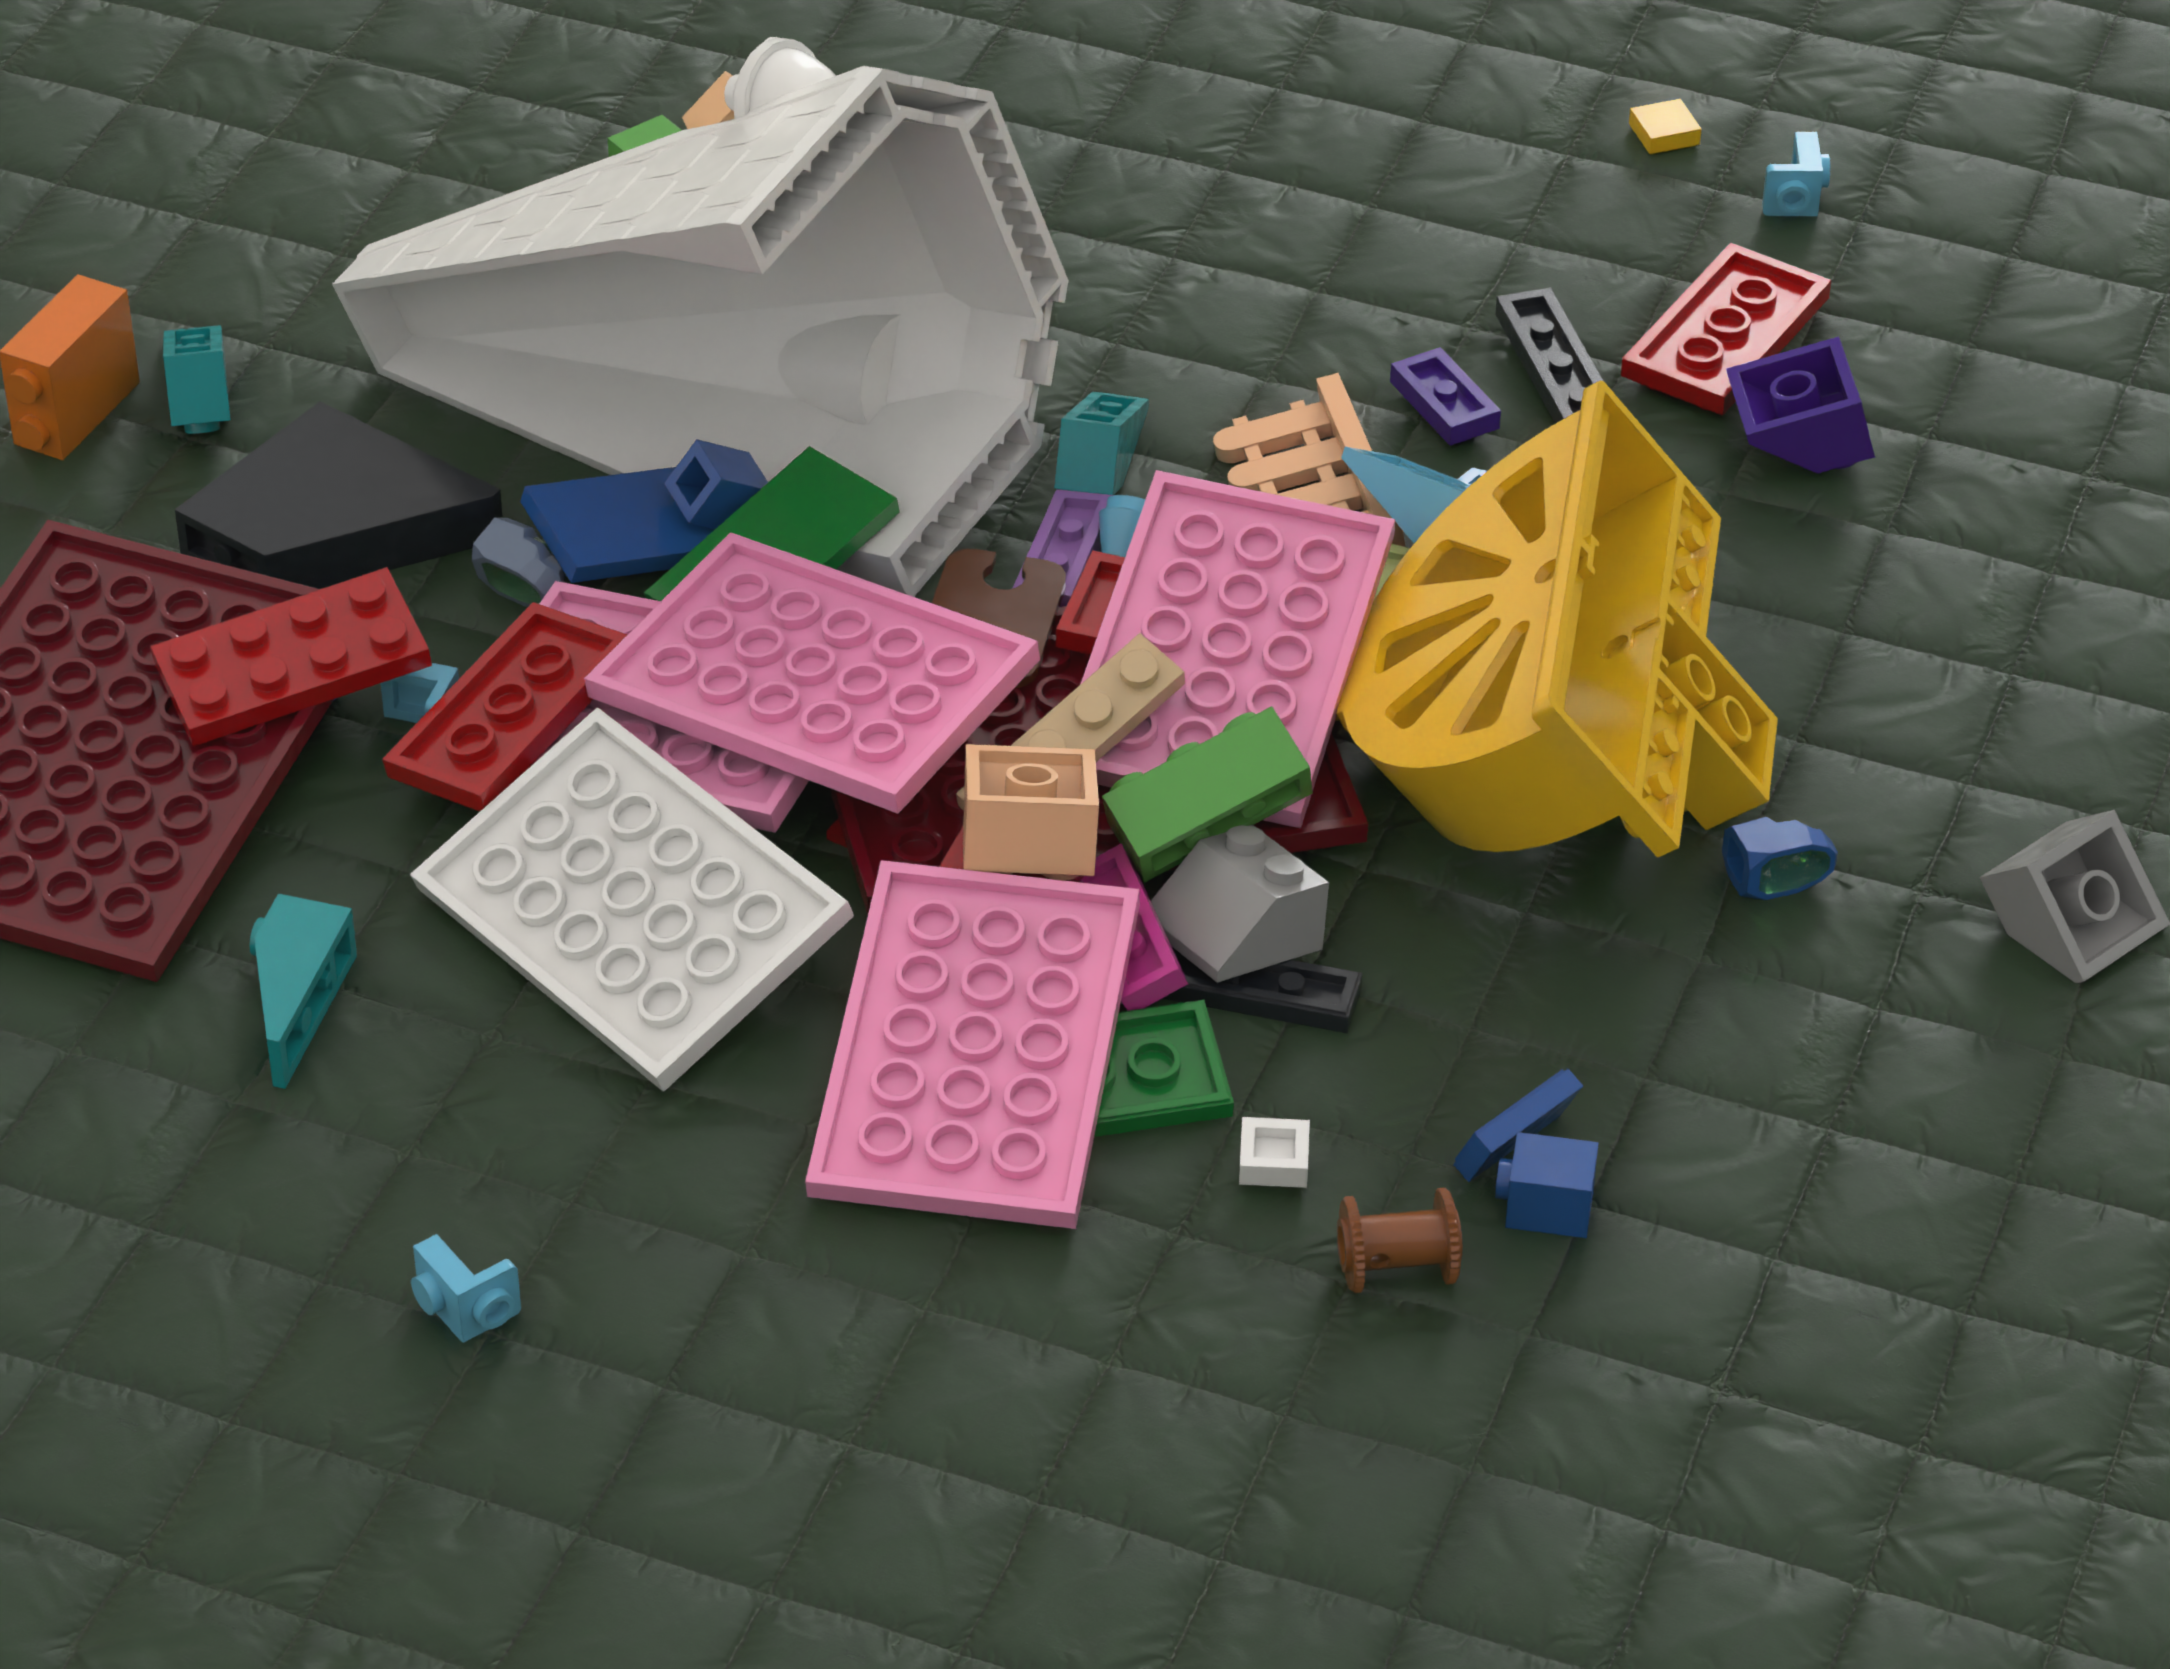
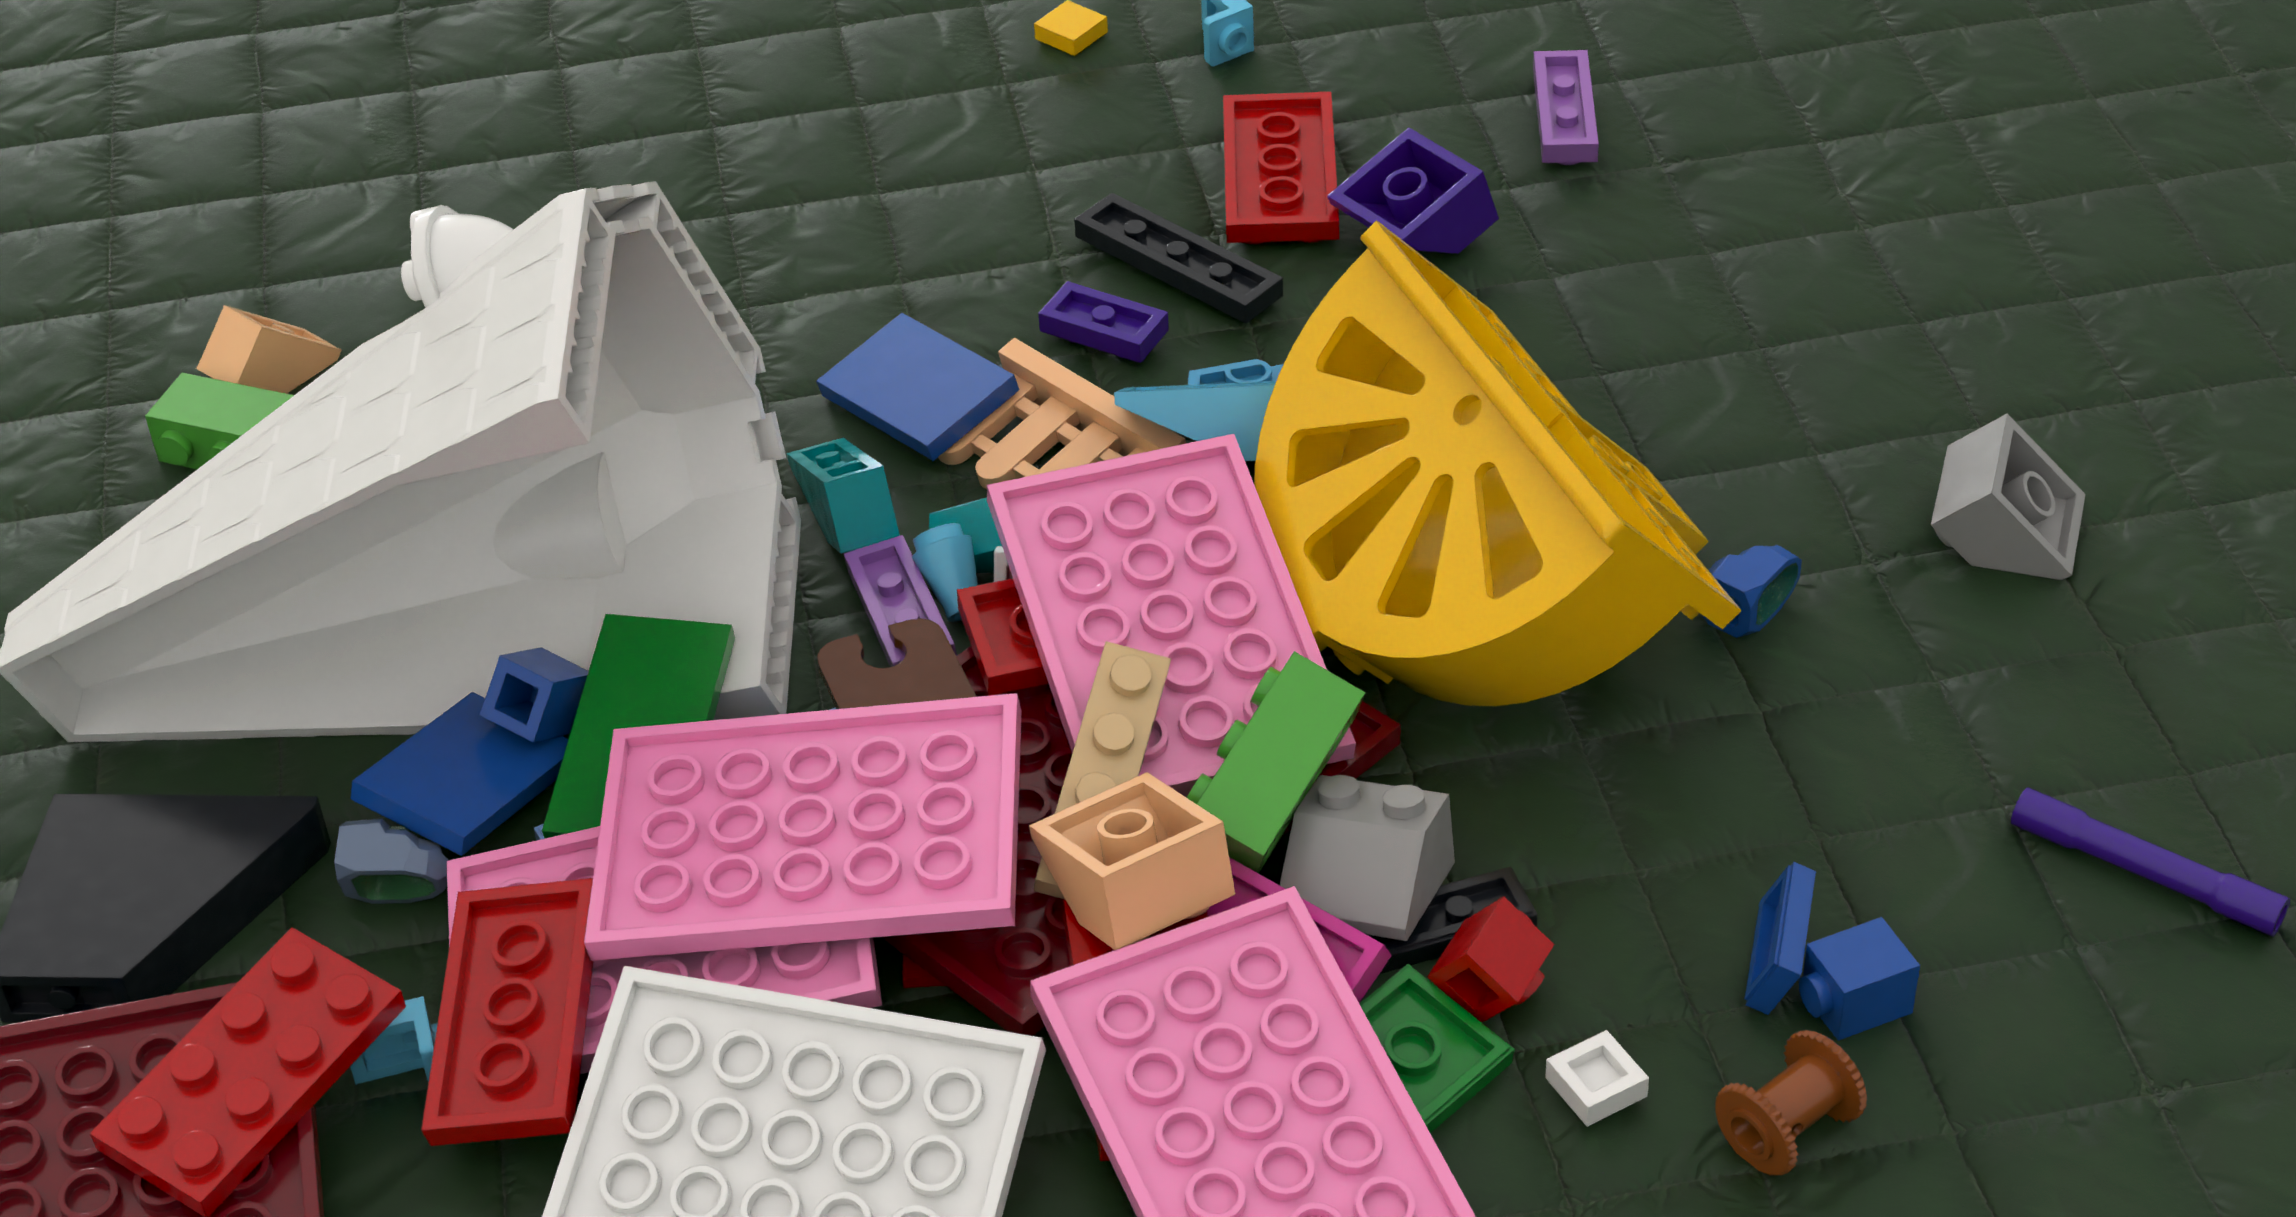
camera: 30 degrees left, 0 degrees up
(1237, 381) = (918, 386): none -> tile
(1269, 1028) = (1492, 961): none -> red brick
(1931, 1275) = (2222, 892): none -> dark purple piece
(2040, 384) = (1565, 107): none -> medium lavender plate

